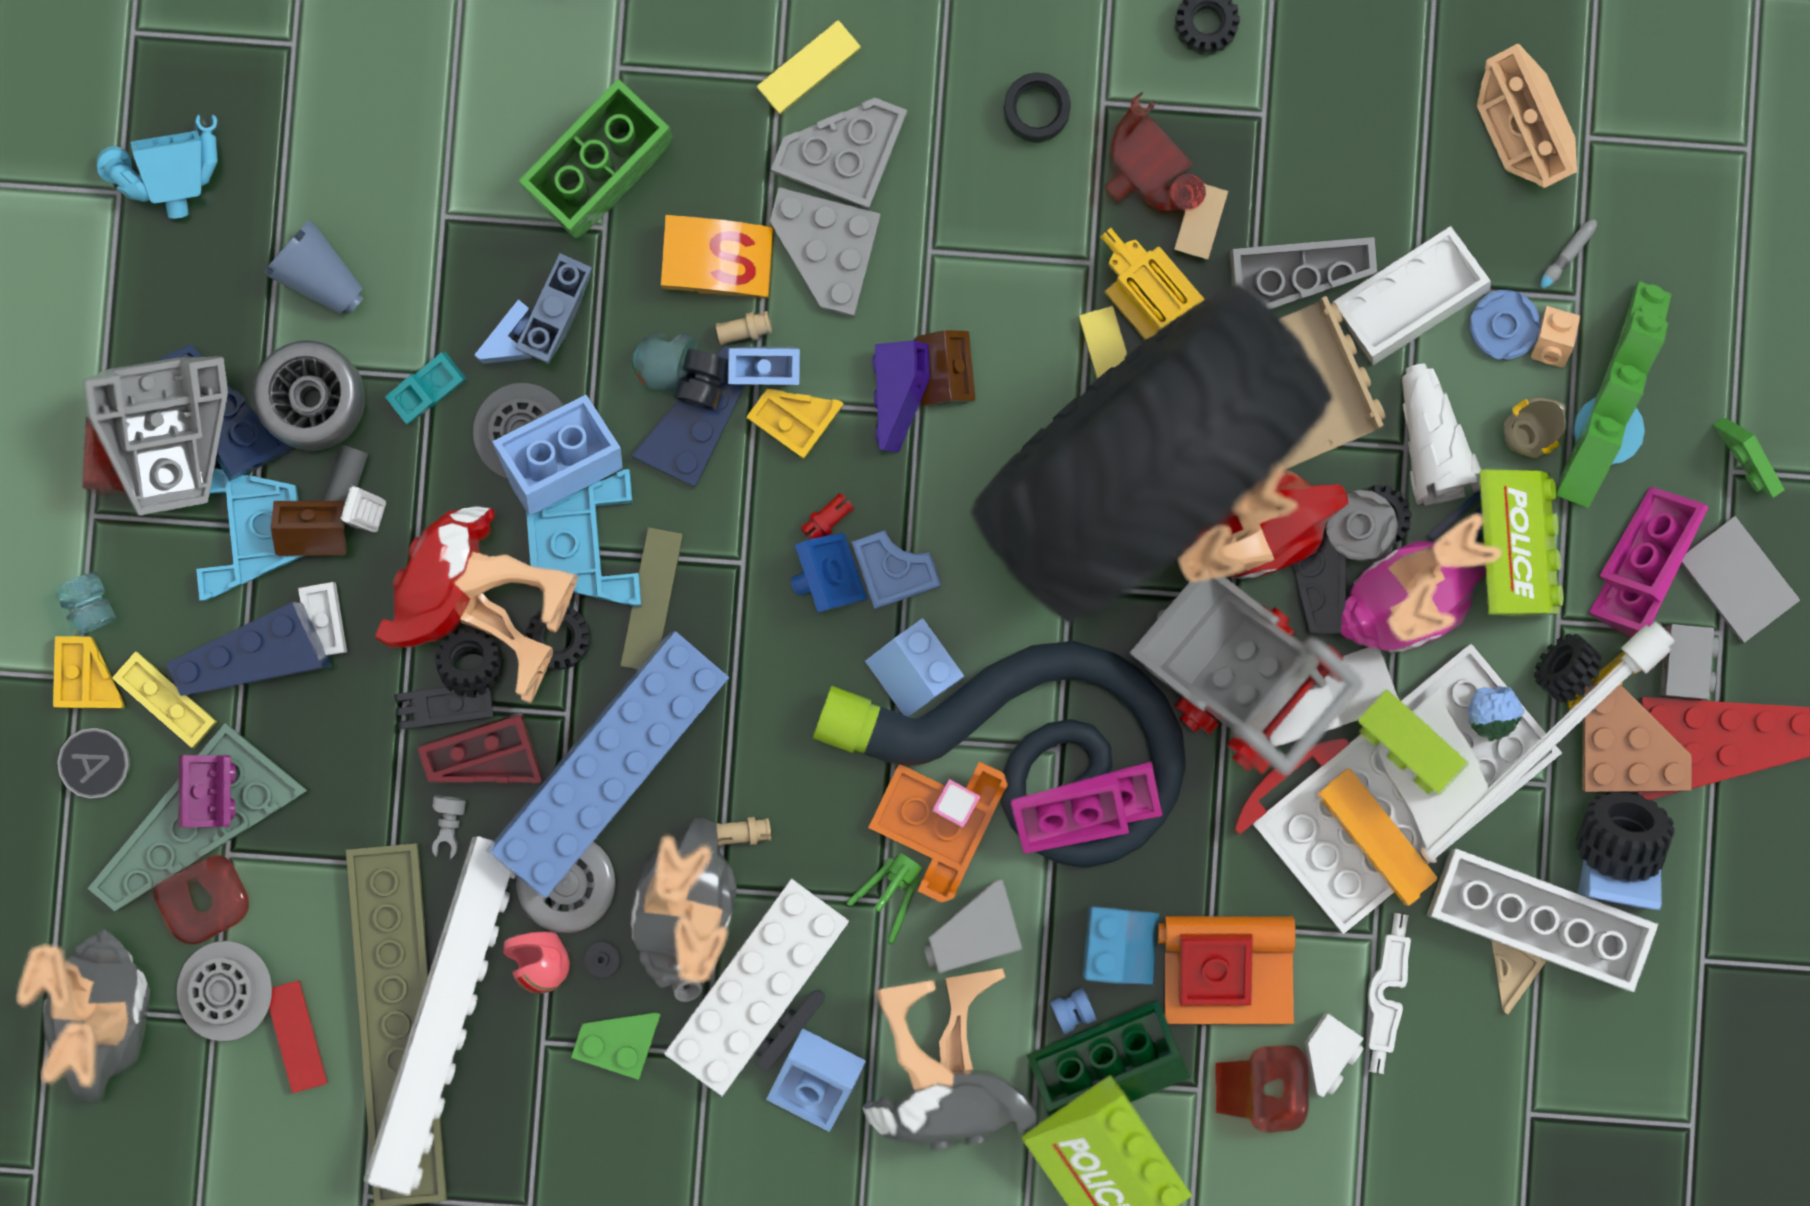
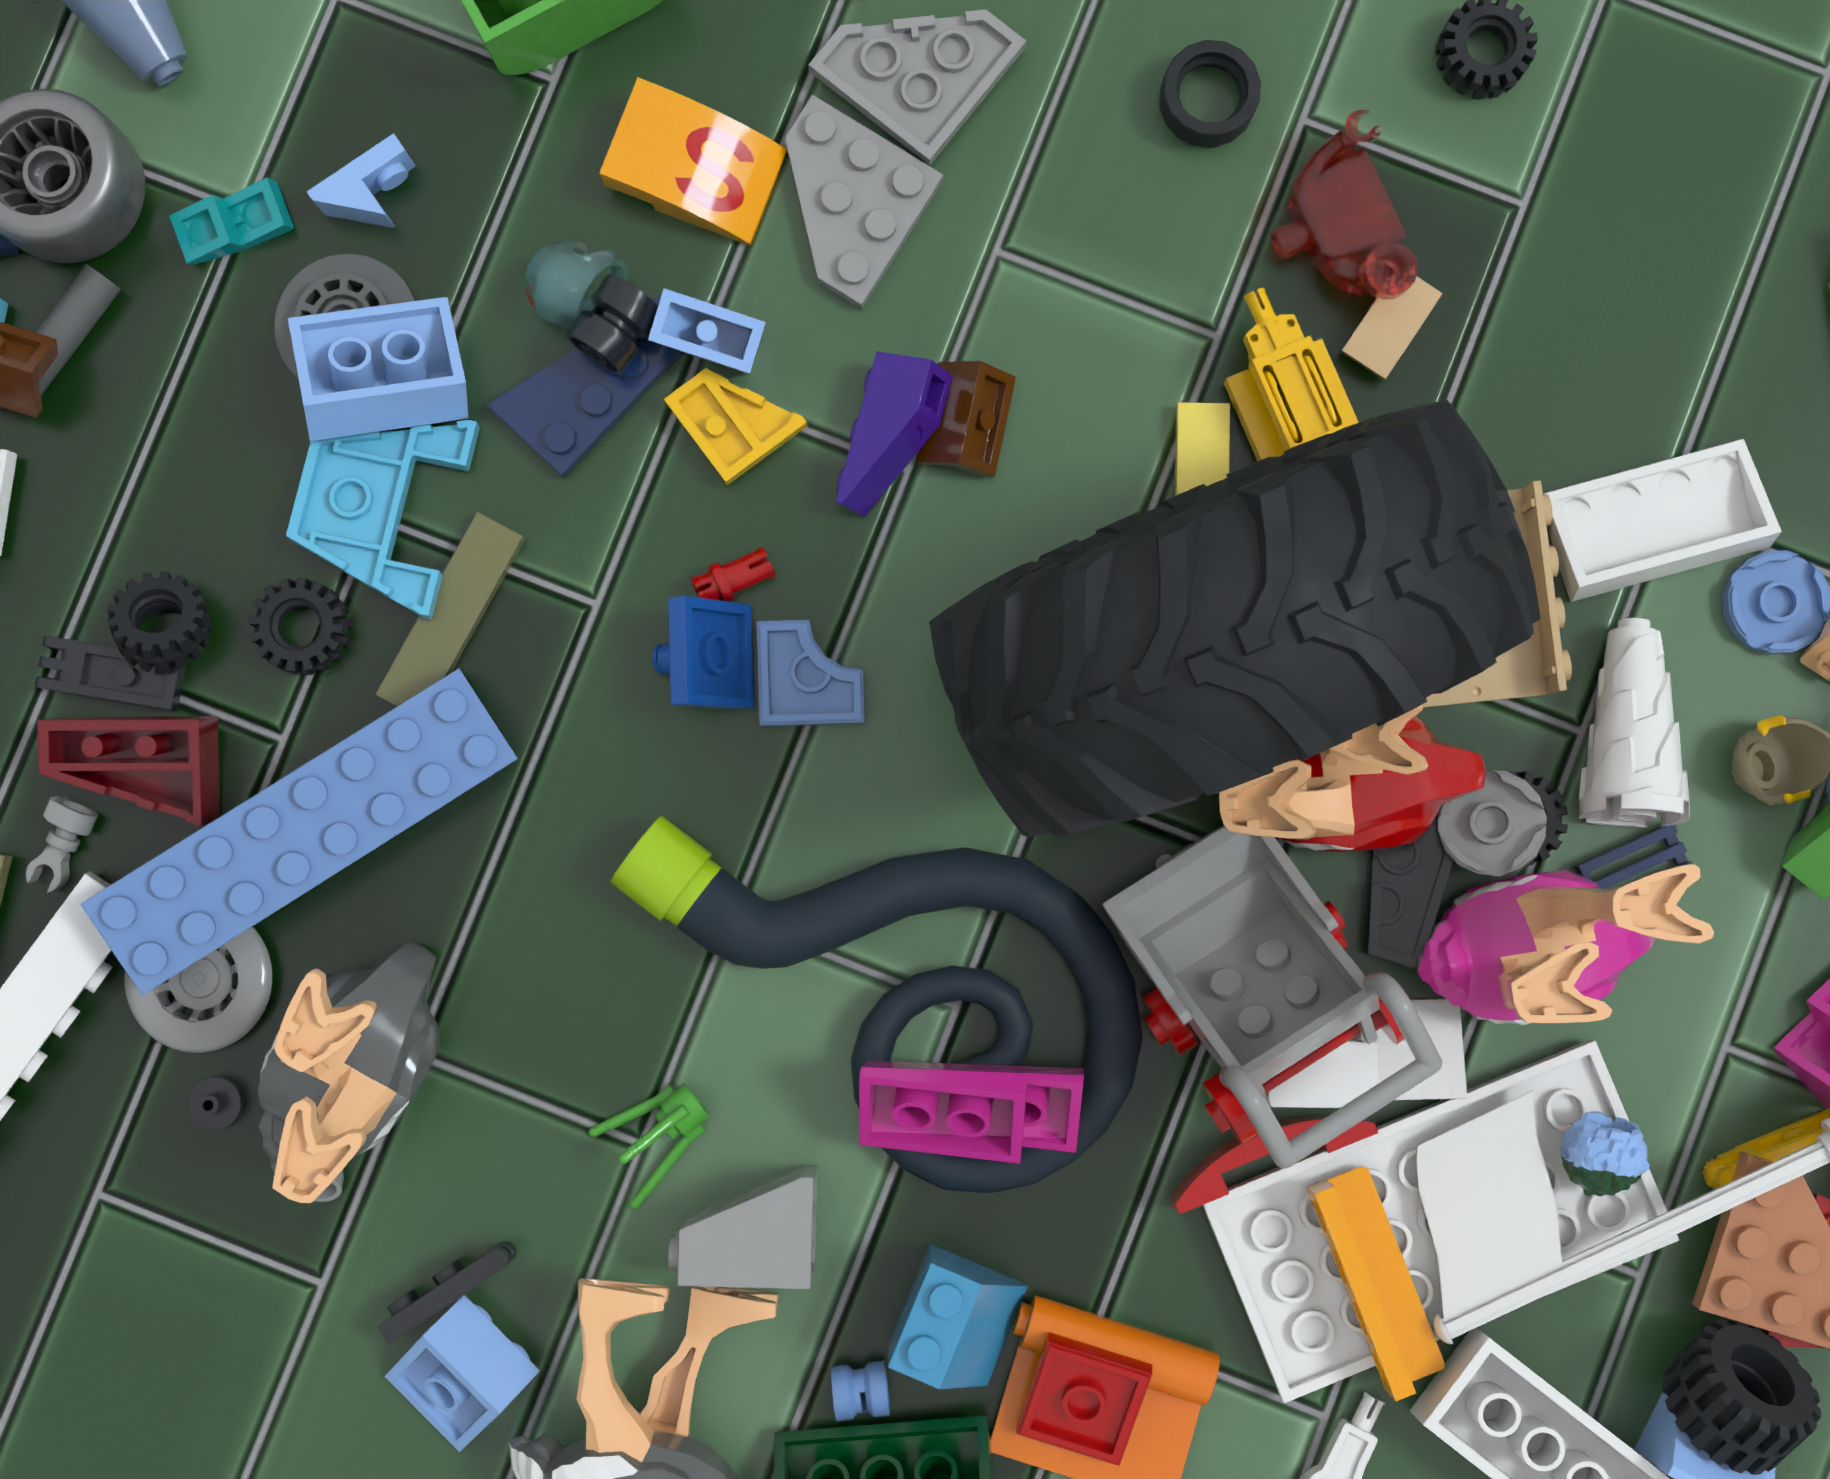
camera: 20 degrees right, 0 degrees up
(363, 510) = (79, 360): white slope -> none
(447, 587) = (157, 502): animal -> none
(540, 959) = (125, 1083): coral helmet -> none
(555, 309) = (441, 164): sand blue slope -> none
(617, 1043) = (199, 1230): bright green wing -> none
(745, 831) = (473, 984): tan pin -> none
(748, 327) = (702, 275): tan pin -> none
(756, 987) = (417, 1215): white brick -> none
(908, 818) = (753, 1060): orange piece -> none
(914, 668) = (789, 827): light blue slope -> none
(956, 803) = (785, 1041): white slope -> none
(1301, 269) = (1531, 430): light grey wedge -> none
(1411, 743) = (1476, 1168): lime piece -> none
(1523, 528) = (1707, 981): lime slope -> none
(1568, 667) = (1738, 1140): black tyre -> none

